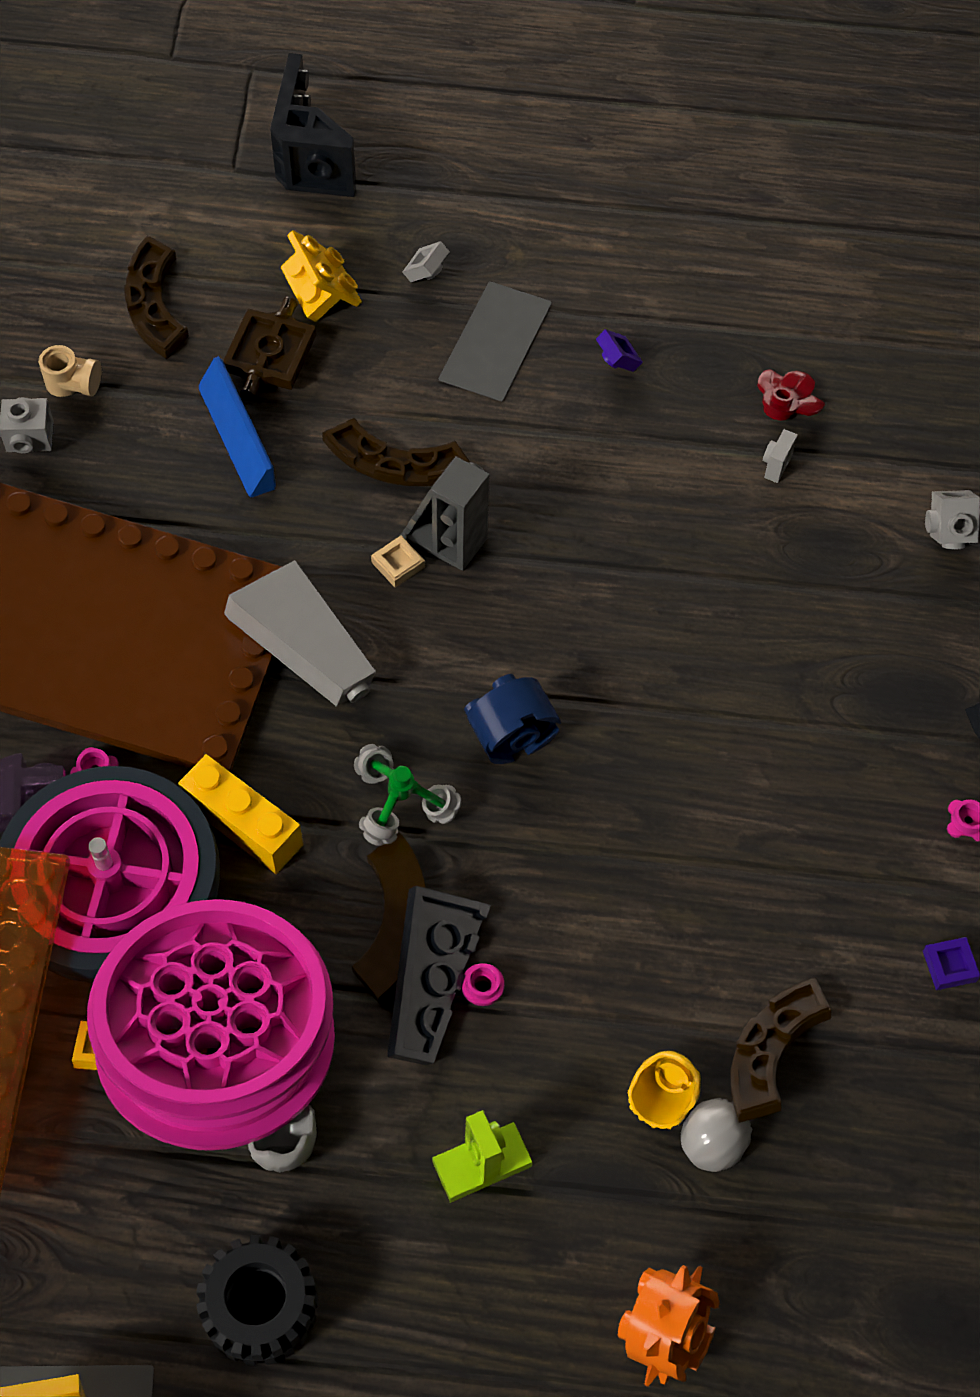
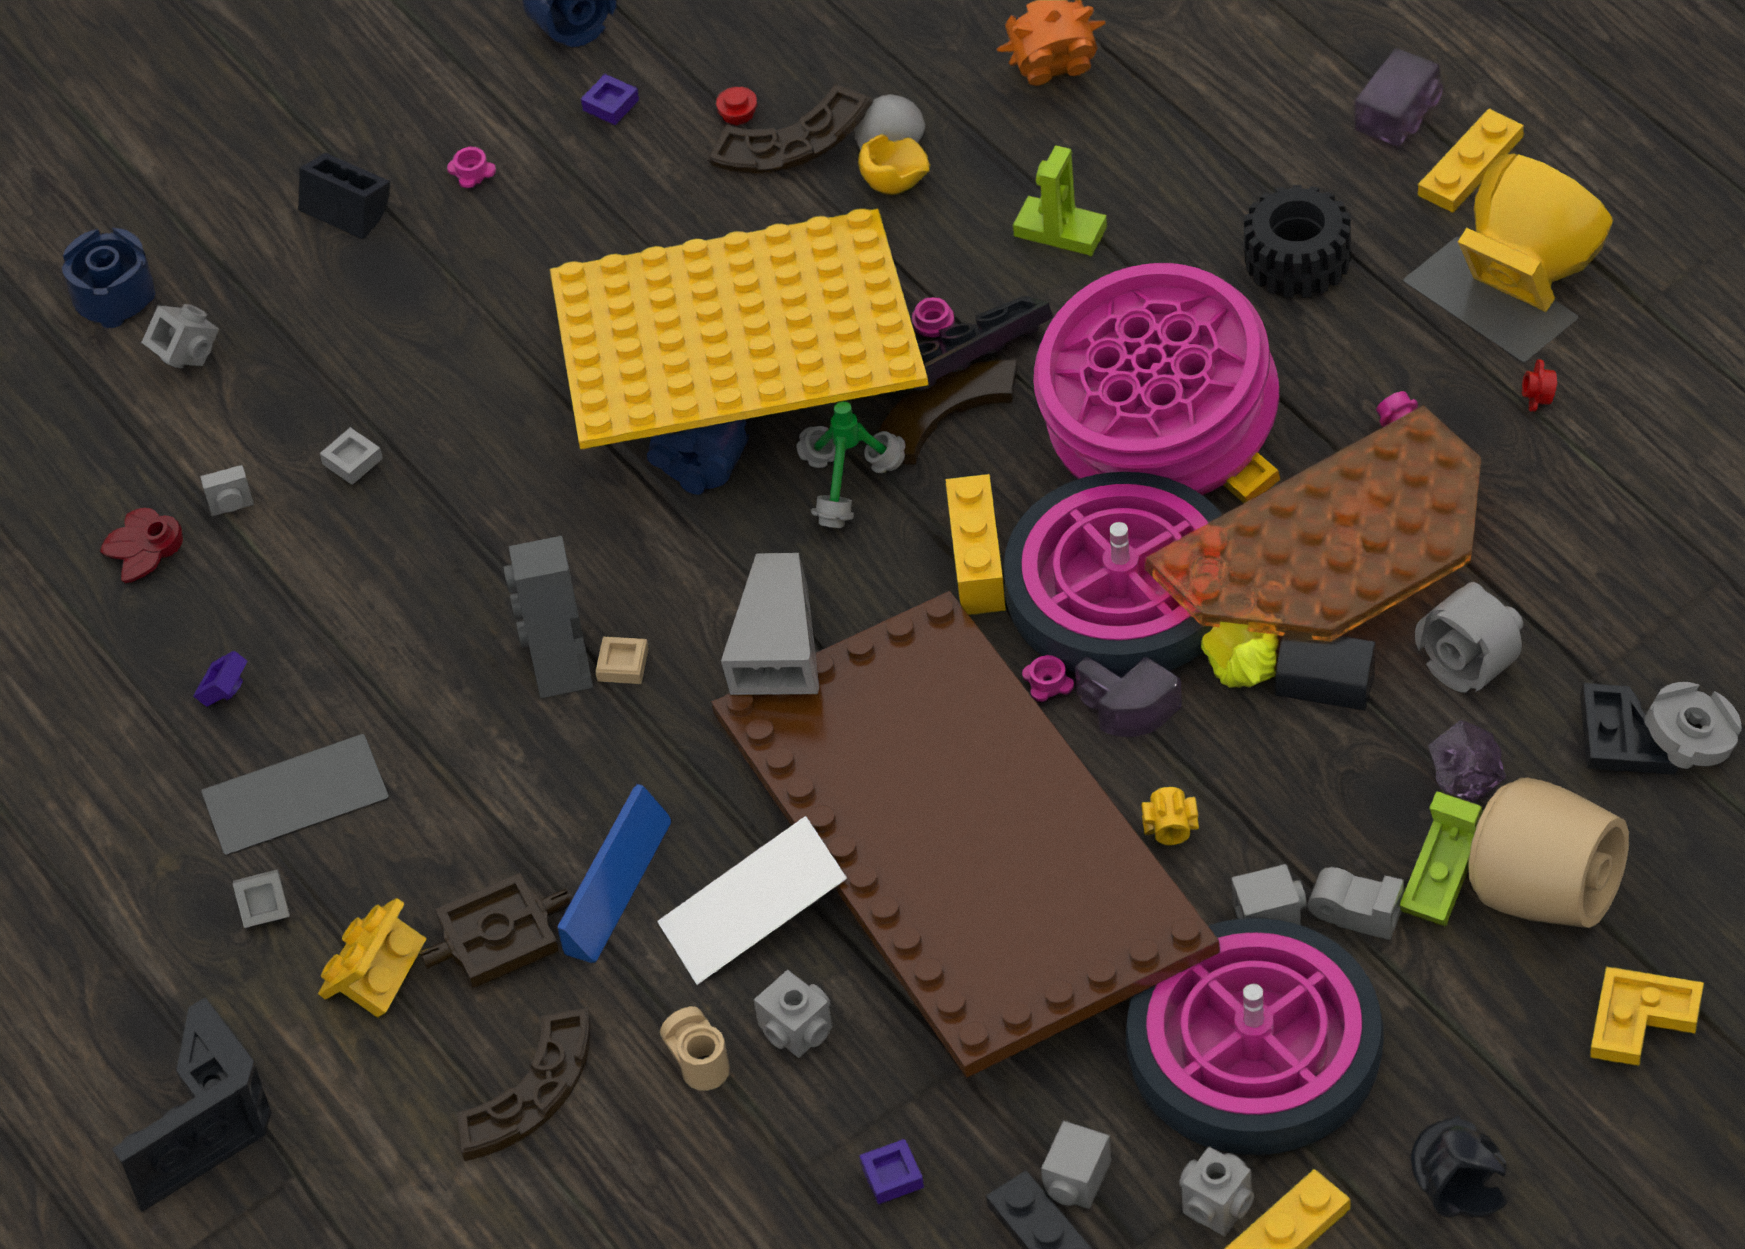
camera: 125 degrees left, 10 degrees down
(32, 1208) = (1395, 407): none -> dark pink plate
(127, 471) = (751, 900): none -> white sticker
(384, 463) = (521, 745): dark brown tile -> none
(587, 821) = (734, 328): none -> yellow baseplate
(740, 542) = (351, 456): none -> light grey plate
(858, 1049) = (736, 105): none -> red plate

